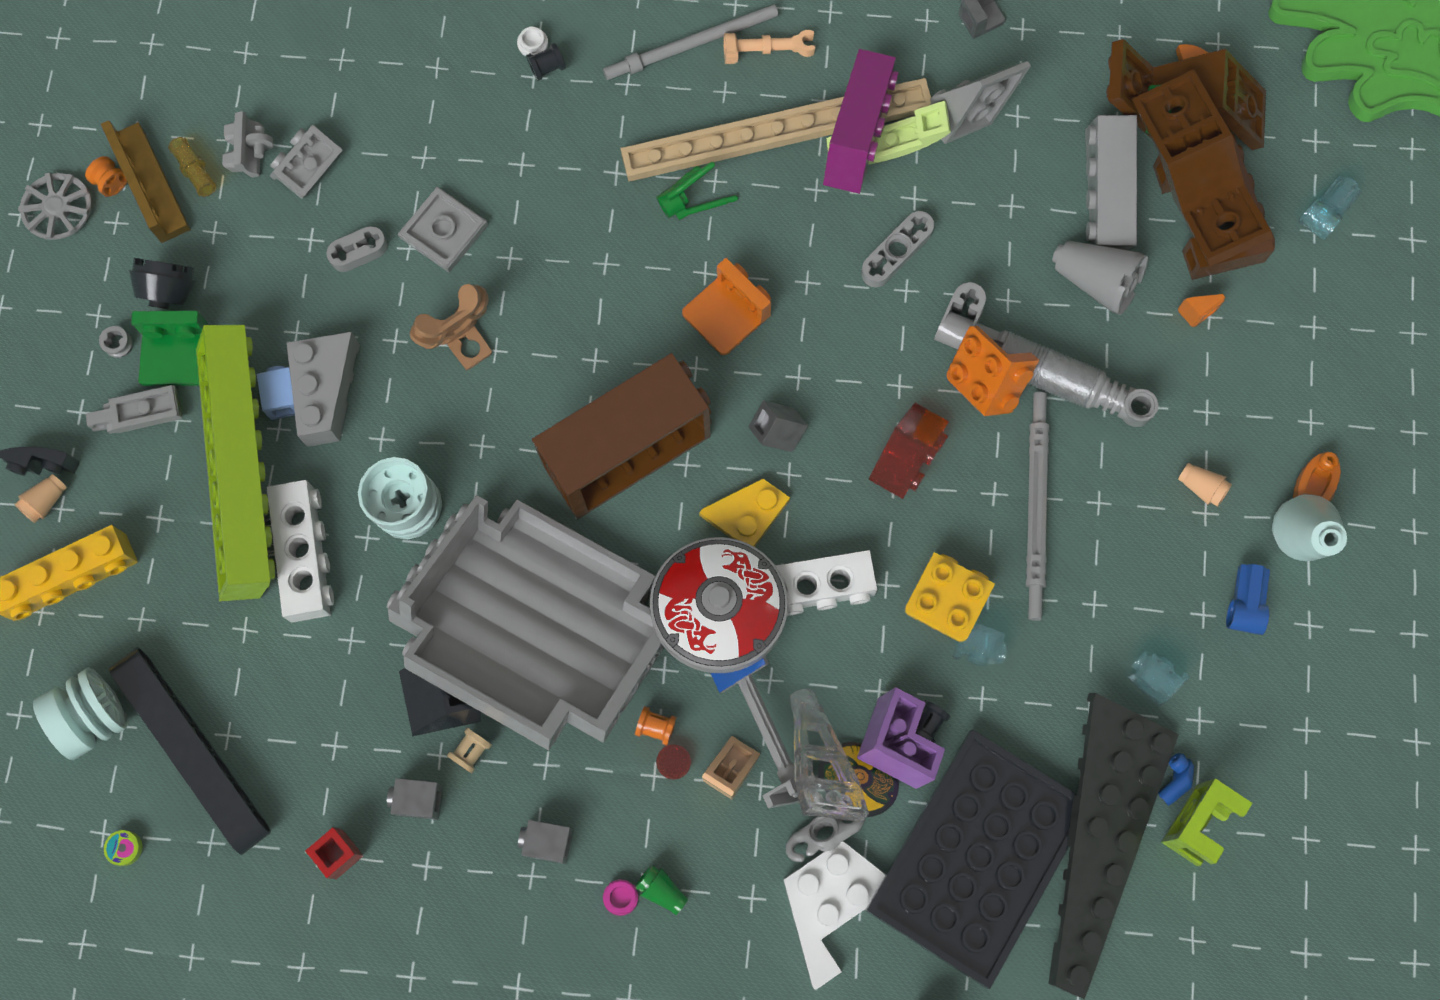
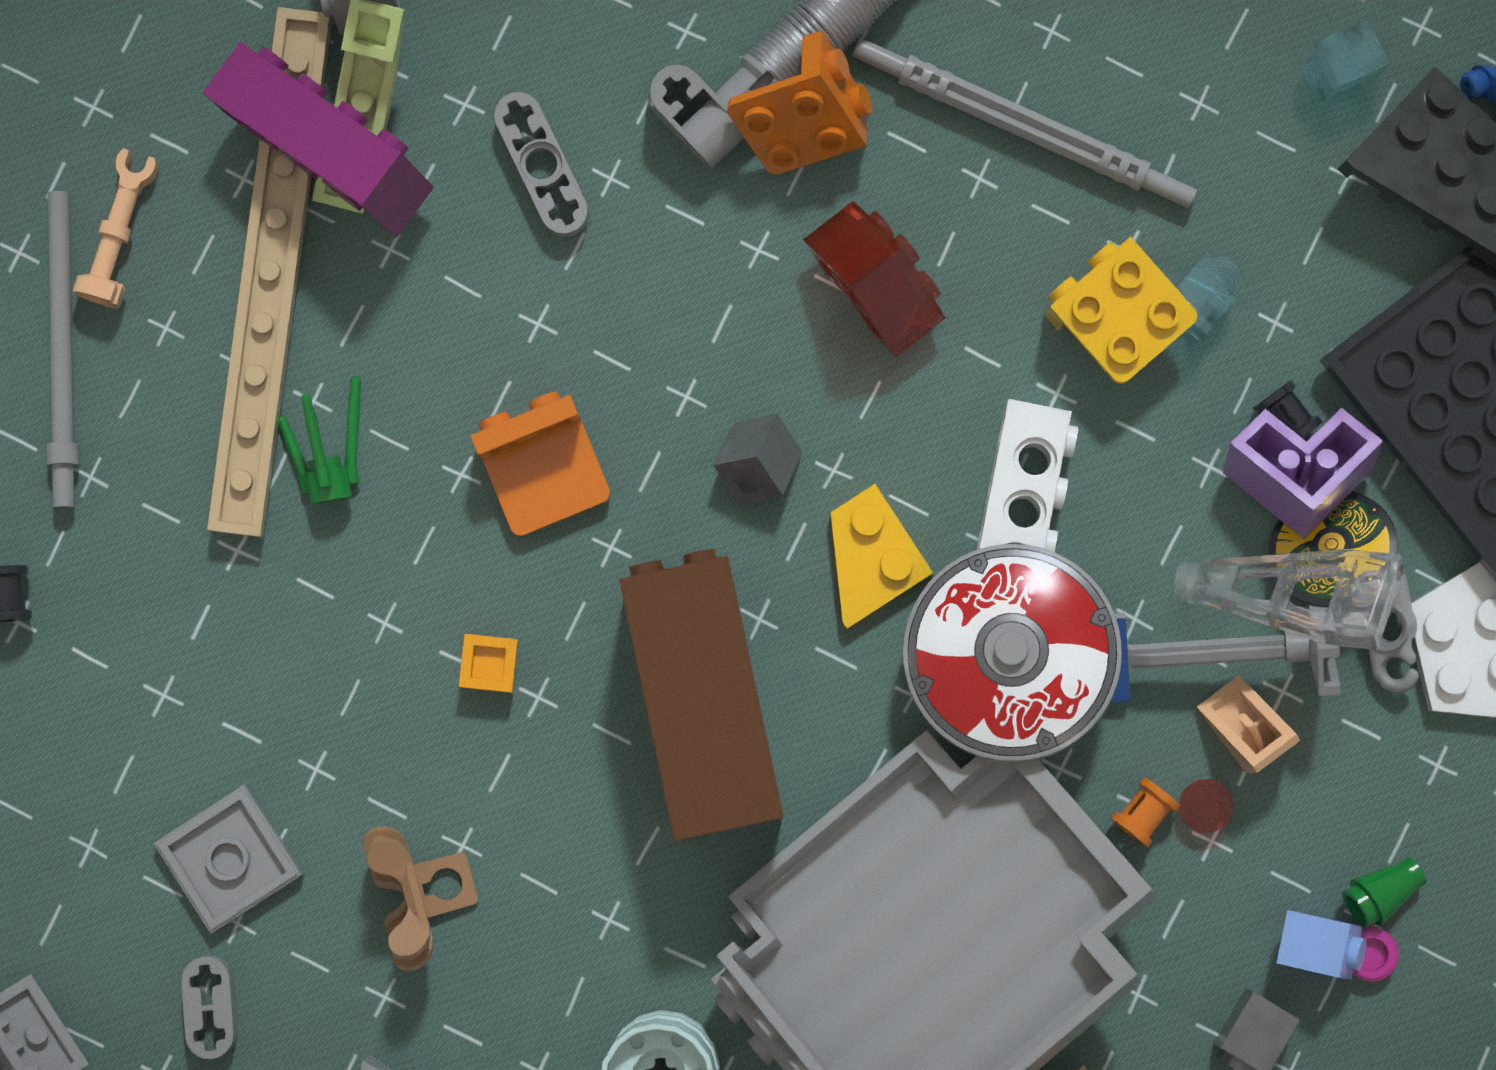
camera: 70 degrees left, 10 degrees up
(603, 323) = (488, 663): none -> light orange plate
(613, 860) = (1321, 945): none -> light blue brick

